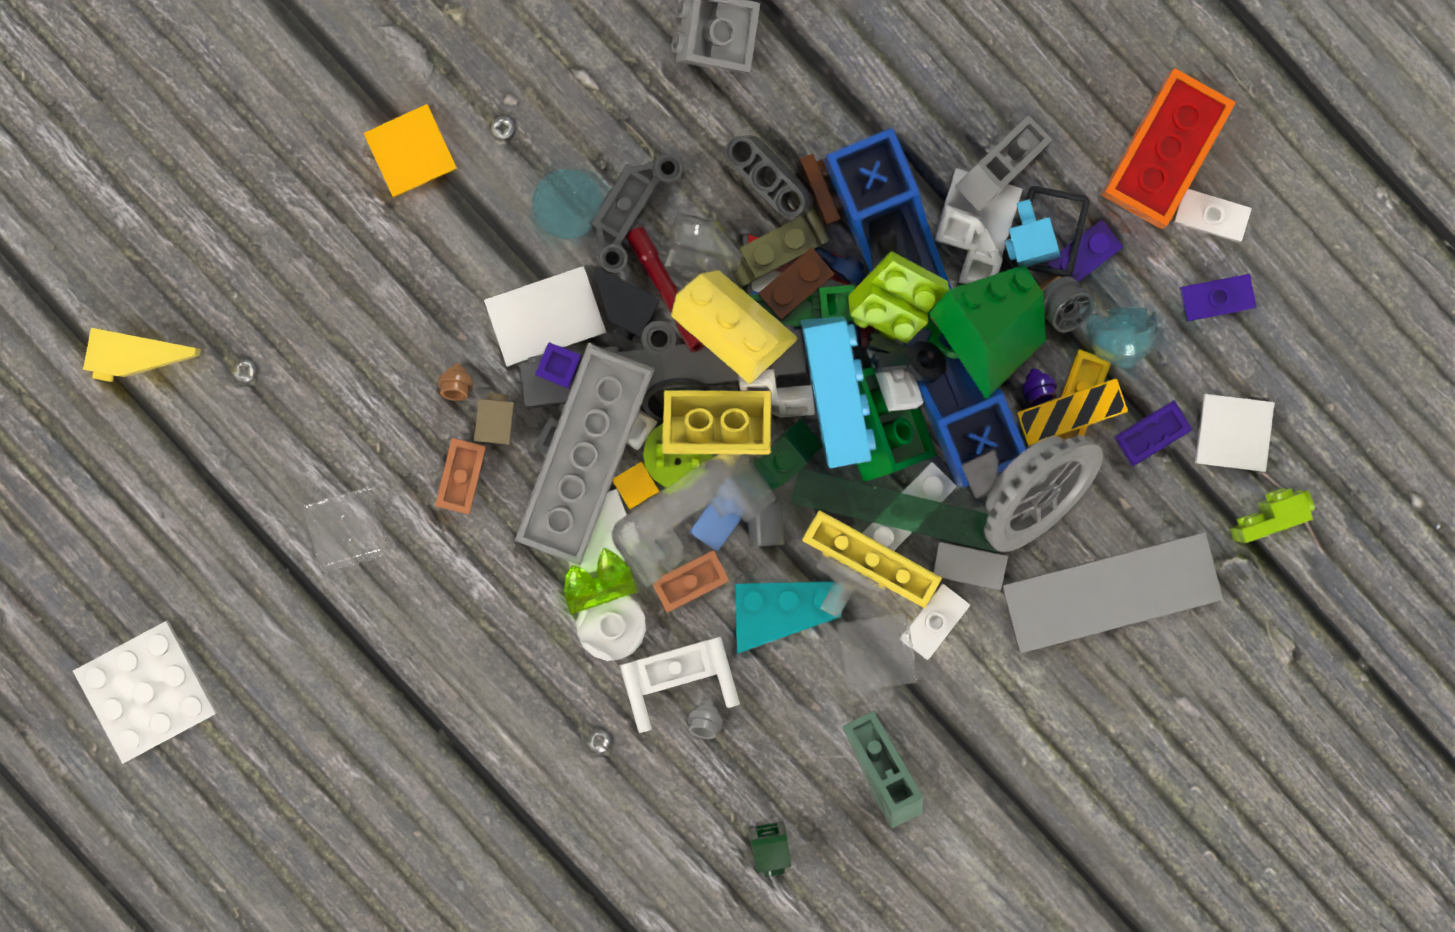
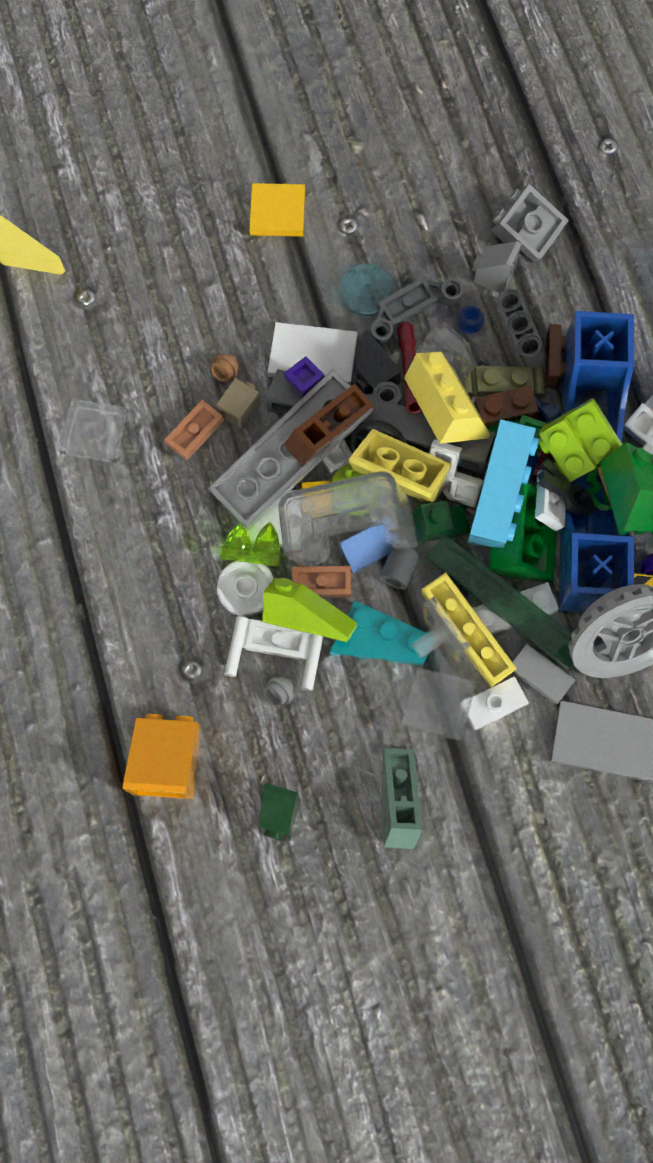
camera: 25 degrees right, 15 degrees down
(617, 417) = (327, 425): none -> reddish brown slope
(623, 851) = (163, 757): none -> light orange slope
(689, 627) = (301, 609): none -> lime slope
(703, 110) = (496, 266): none -> light grey slope
(704, 174) = (470, 312): none -> clear blue plate
(981, 472) = (590, 585): flat silver tile -> none

